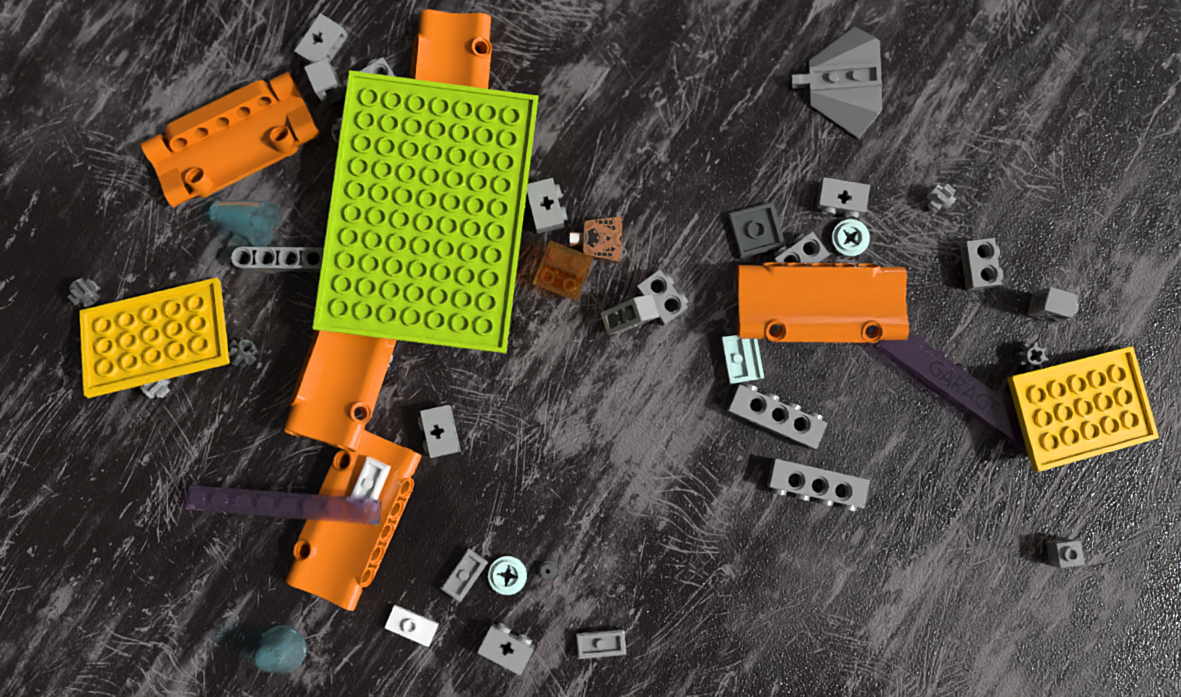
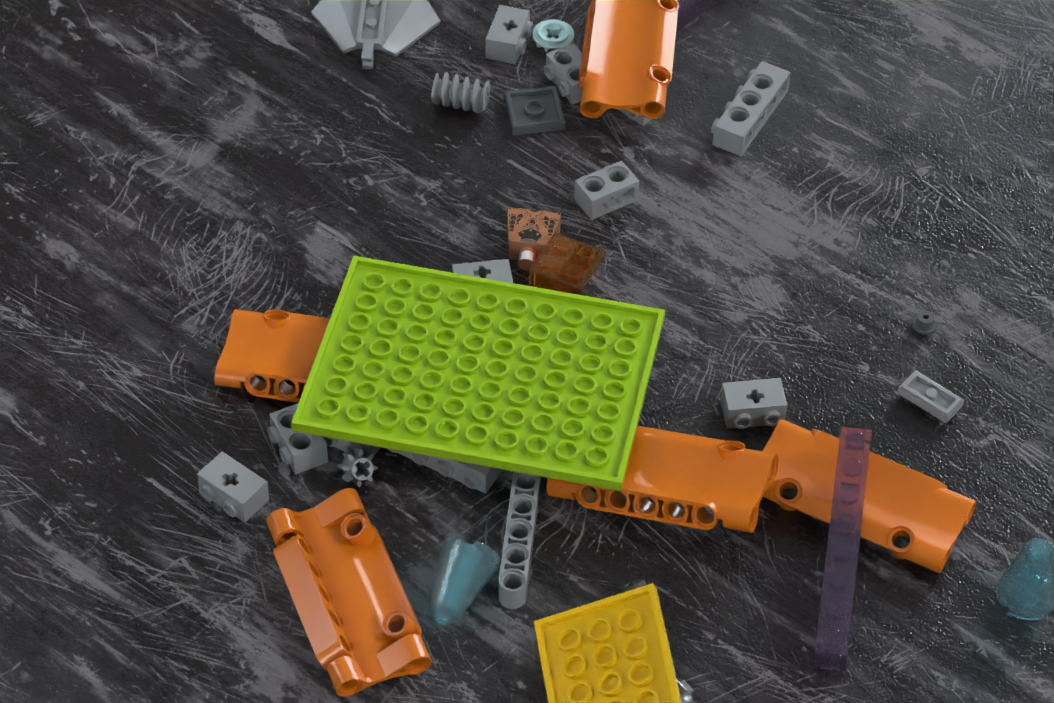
camera: 85 degrees left, 35 degrees down
(325, 81) = (290, 474): light grey brick -> none
(371, 479) = (813, 459): white plate -> none
(411, 625) = (993, 455): white plate -> none
(494, 650) = (1018, 361): light grey brick -> none
(498, 581) = (921, 350): light aqua gear -> none
(601, 644) = (1010, 278): light grey plate -> none
(630, 314) = (626, 208): light grey brick -> none
(742, 359) = (682, 131): light aqua plate -> none
(760, 164) = (460, 93): none -> light grey piece
(855, 487) = (827, 83): light grey brick -> none

